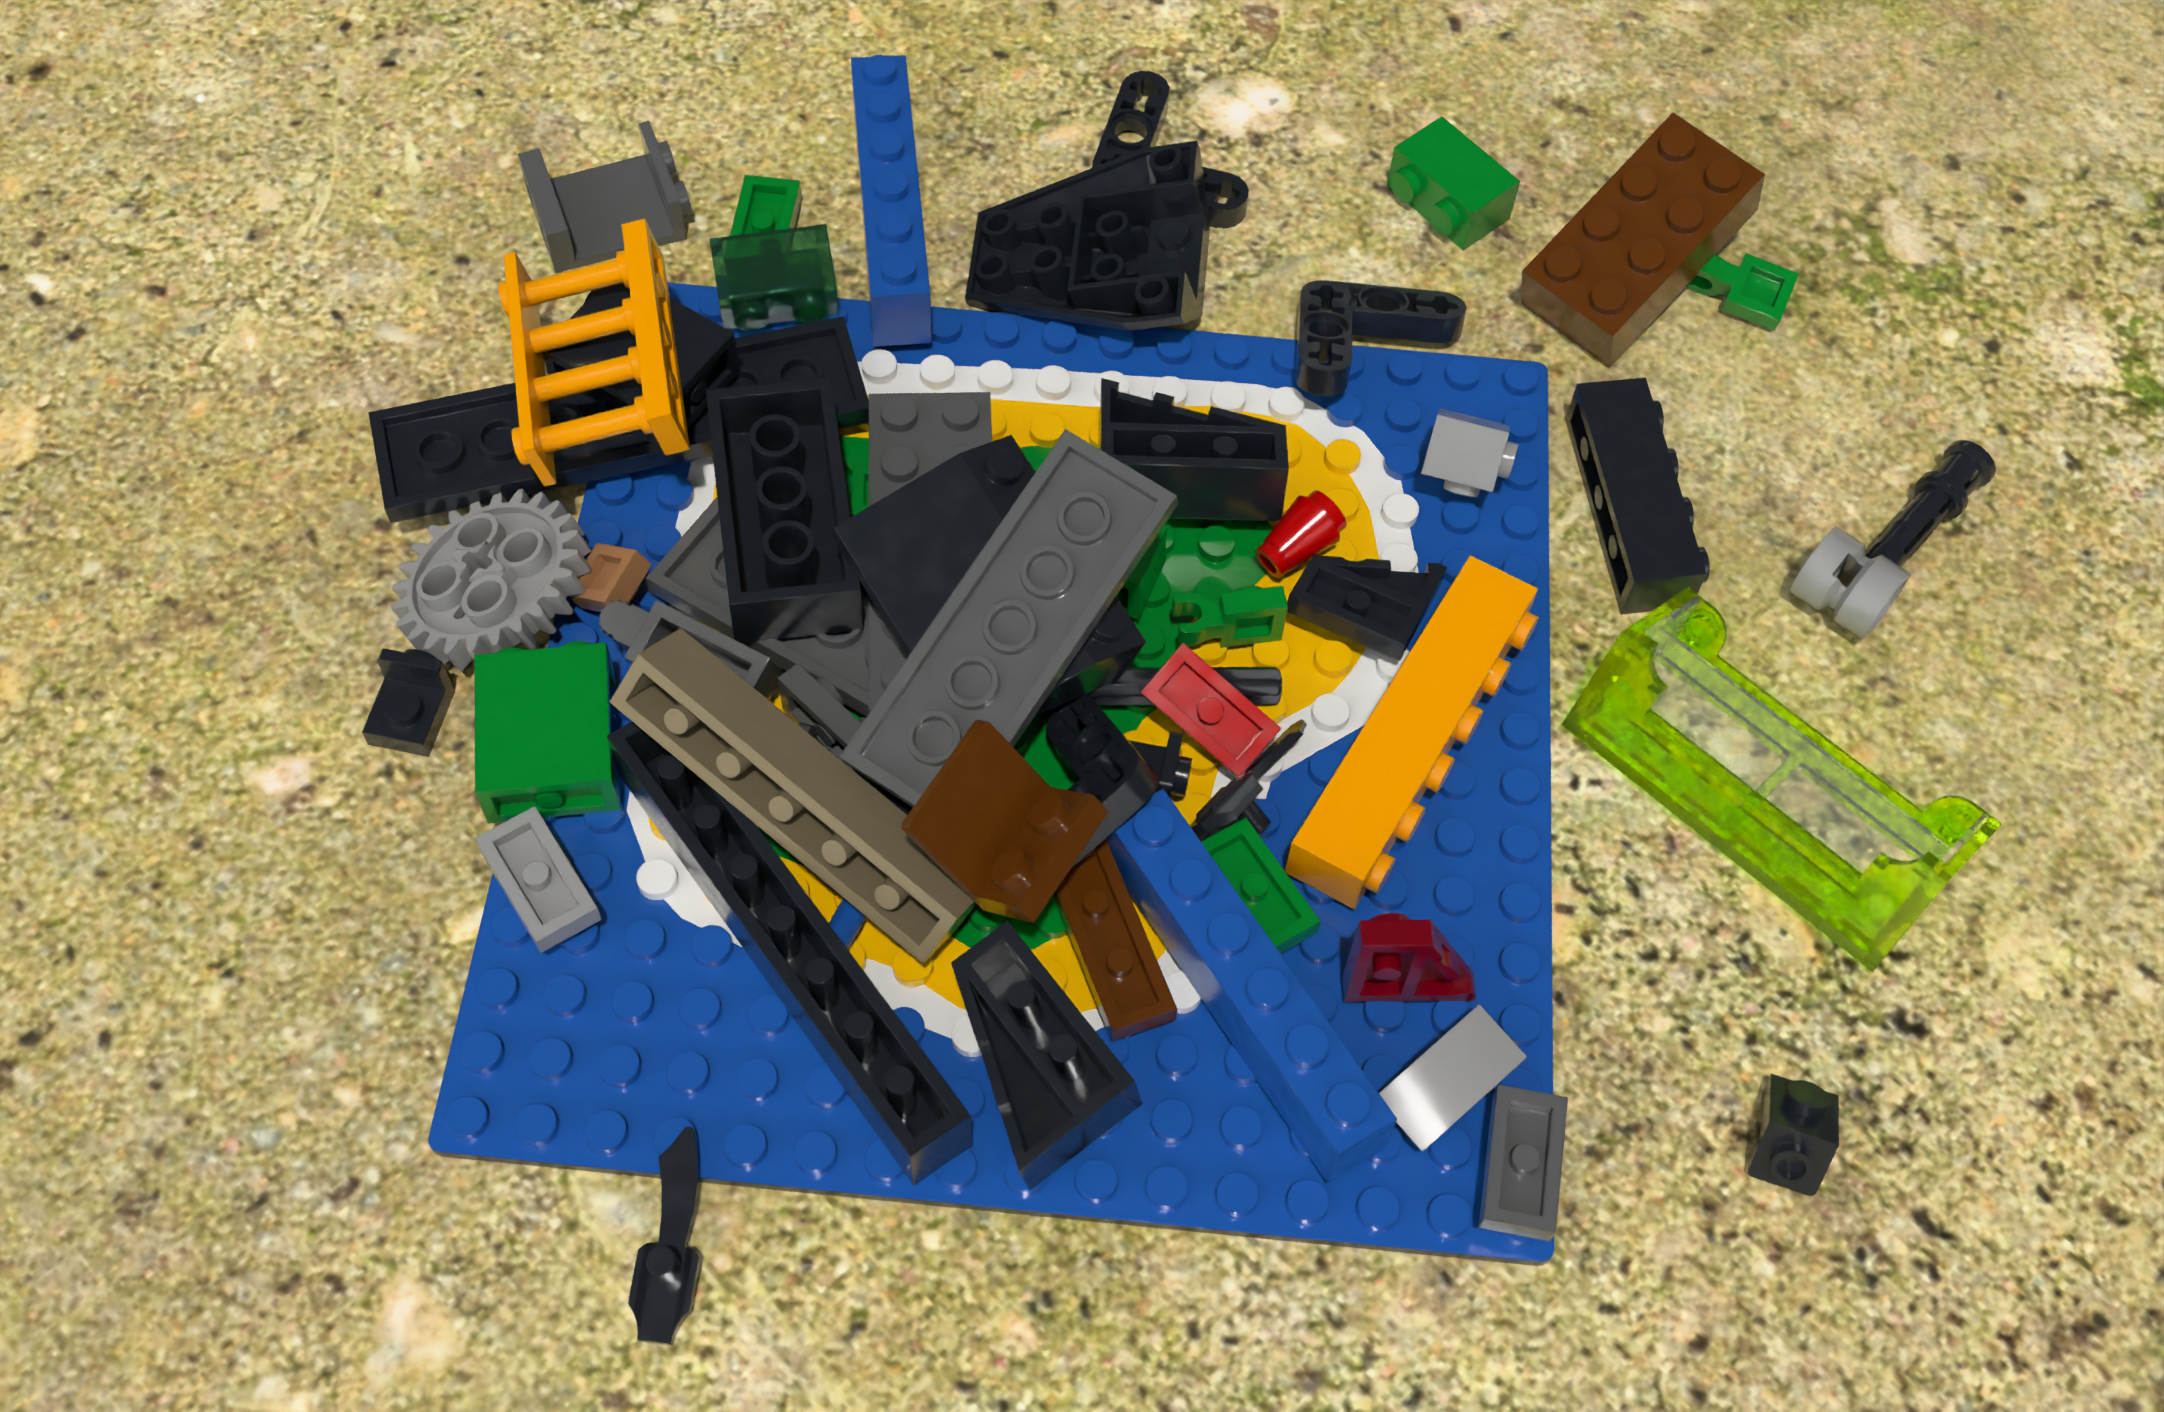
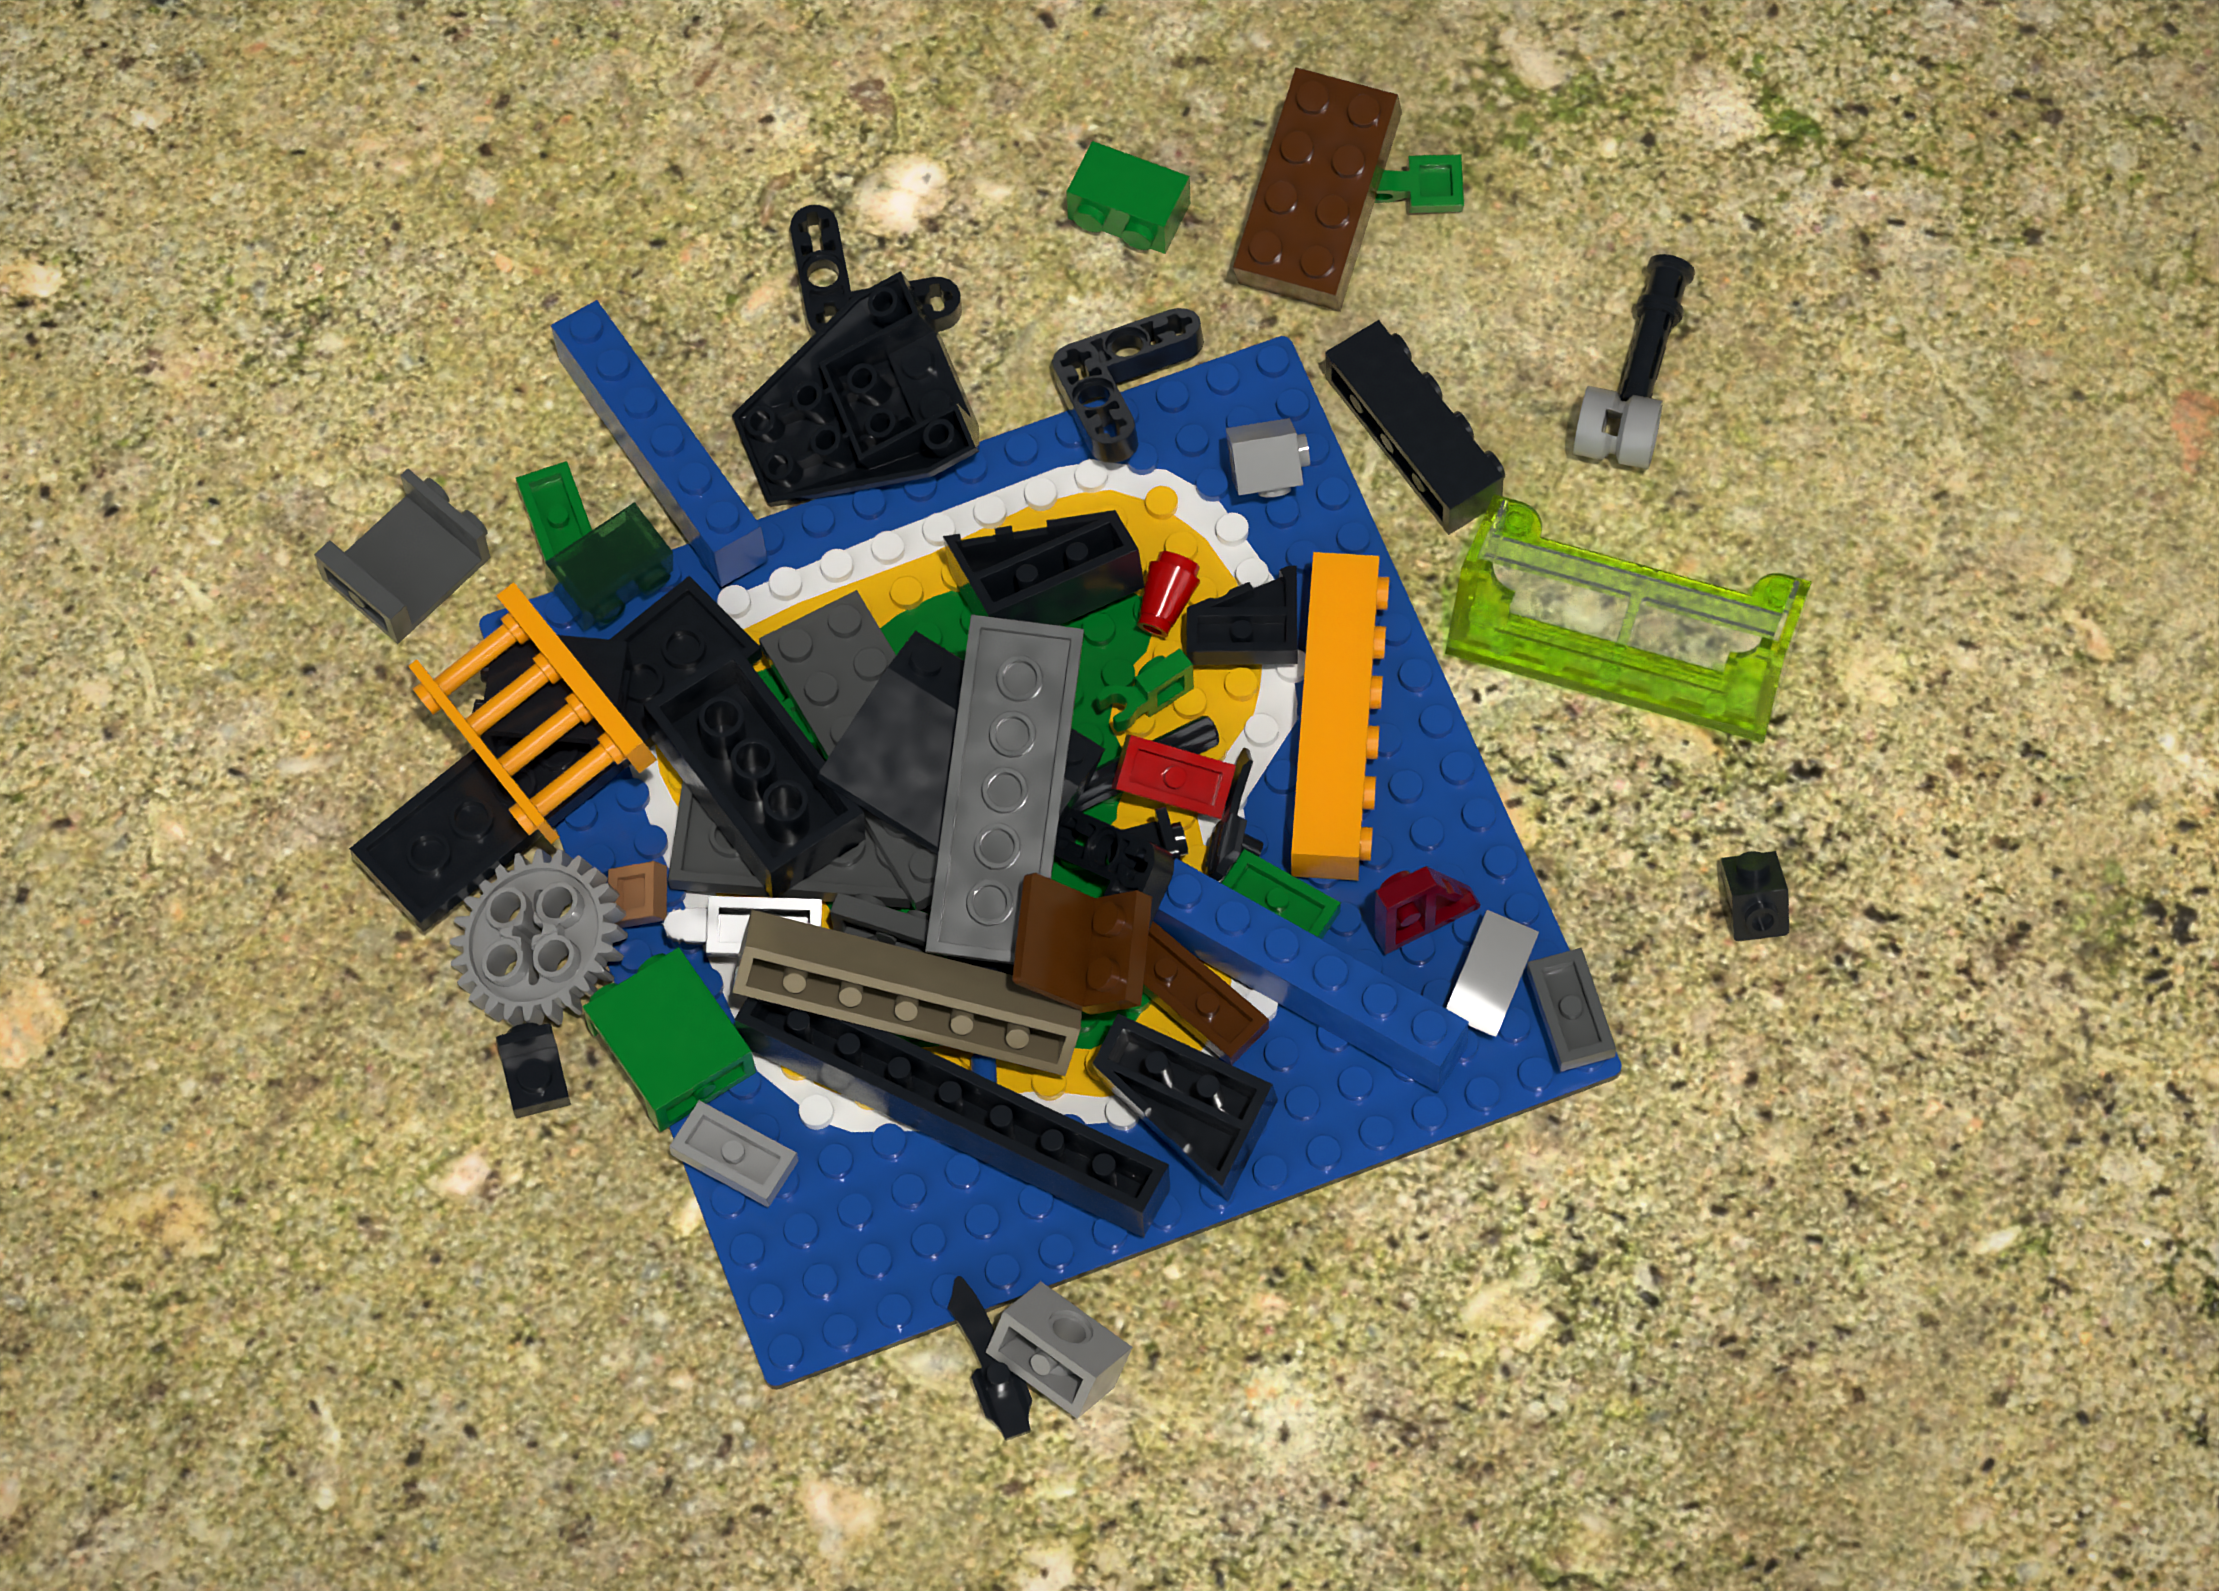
camera: 20 degrees left, 5 degrees up
(746, 1267) = (1059, 1349): none -> light grey brick

